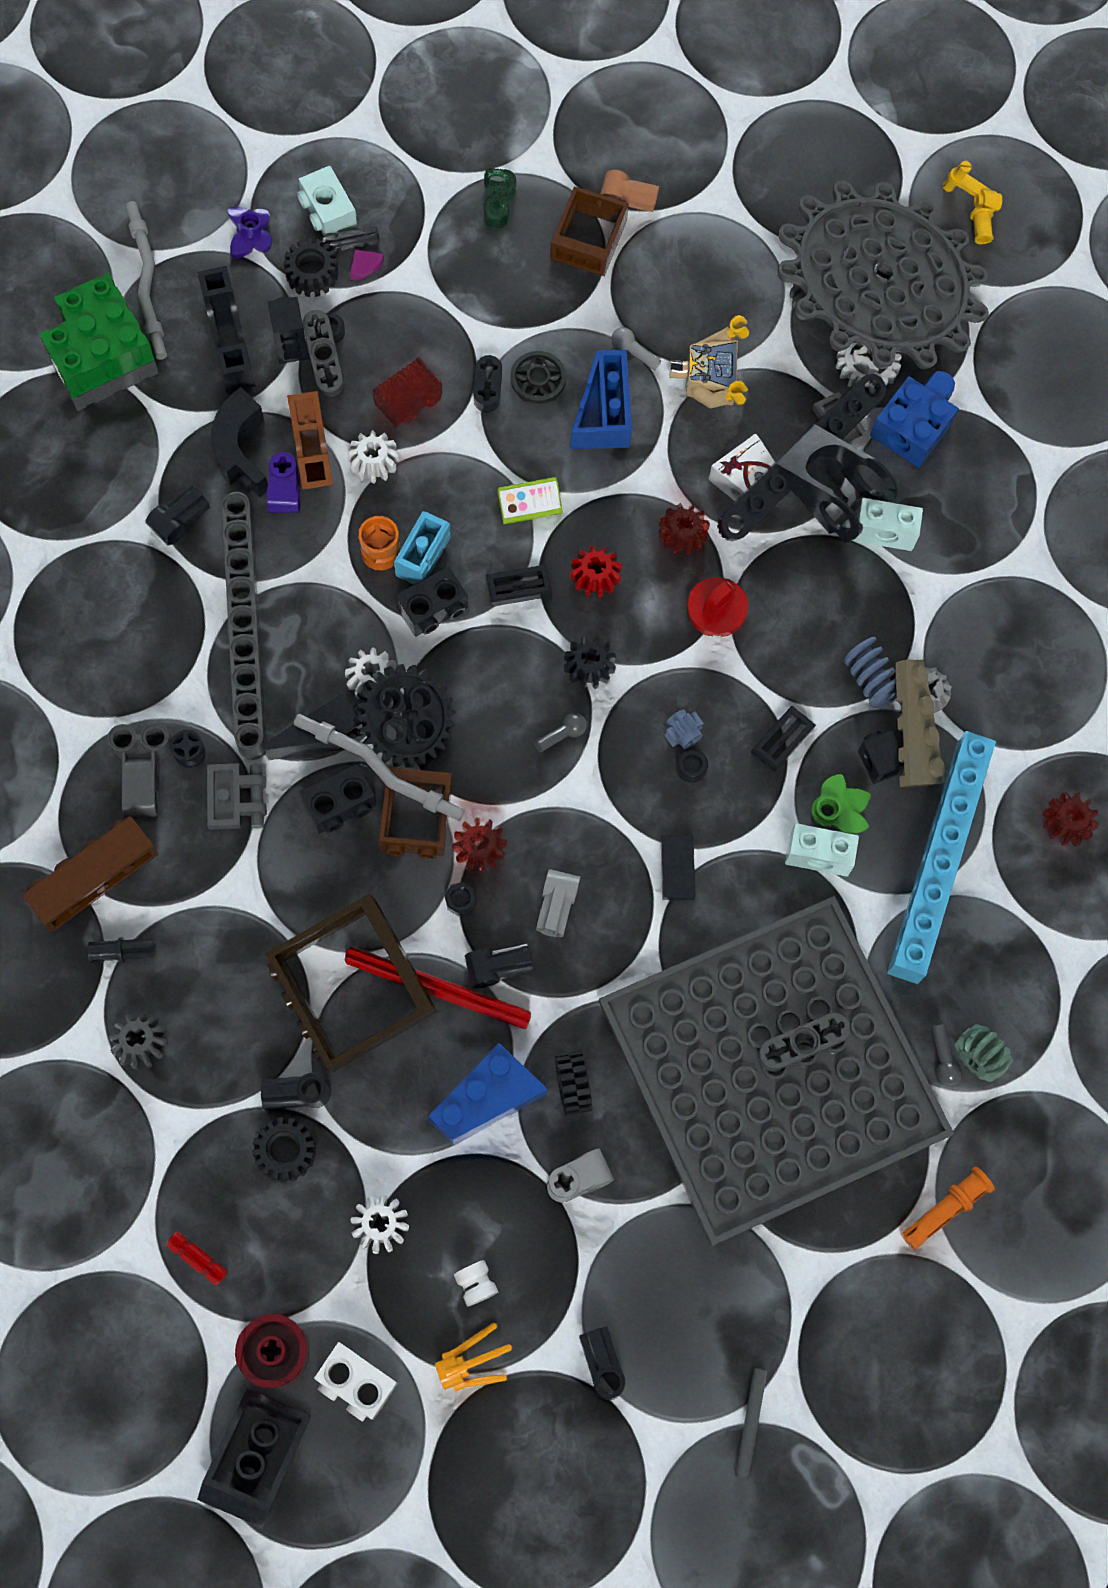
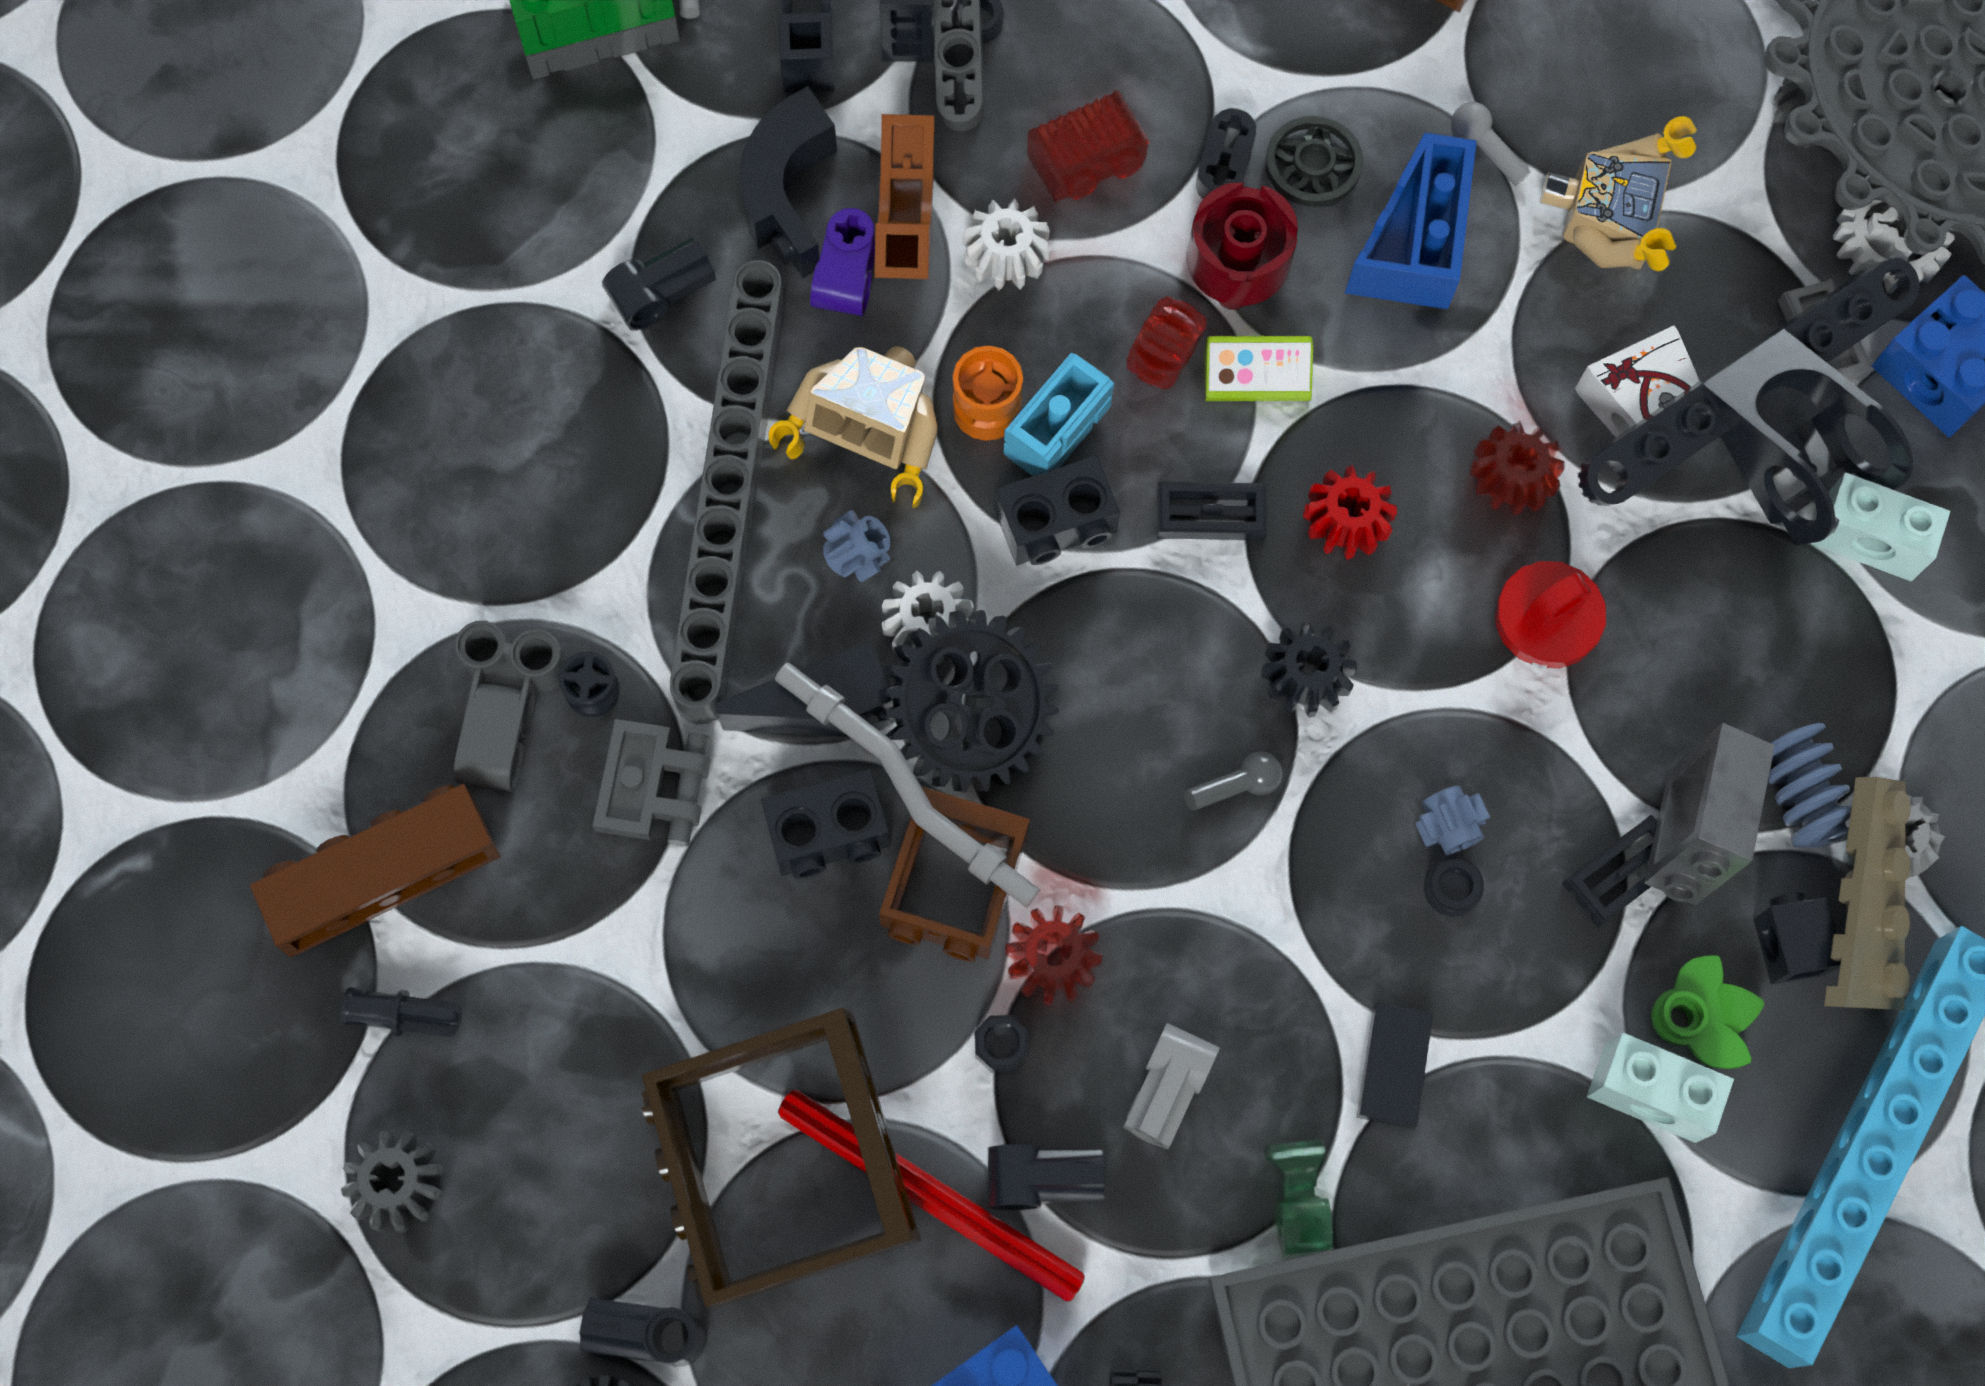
camera: 15 degrees right, 0 degrees up
(313, 564) = (869, 408): none -> tan torso
(323, 642) = (856, 546): none -> sand blue gear
(474, 495) = (1166, 343): none -> clear red gear
(506, 432) = (1242, 244): none -> dark red brick
(642, 957) = (1301, 1217): none -> clear green leg
(821, 697) = (1709, 815): none -> flat silver window

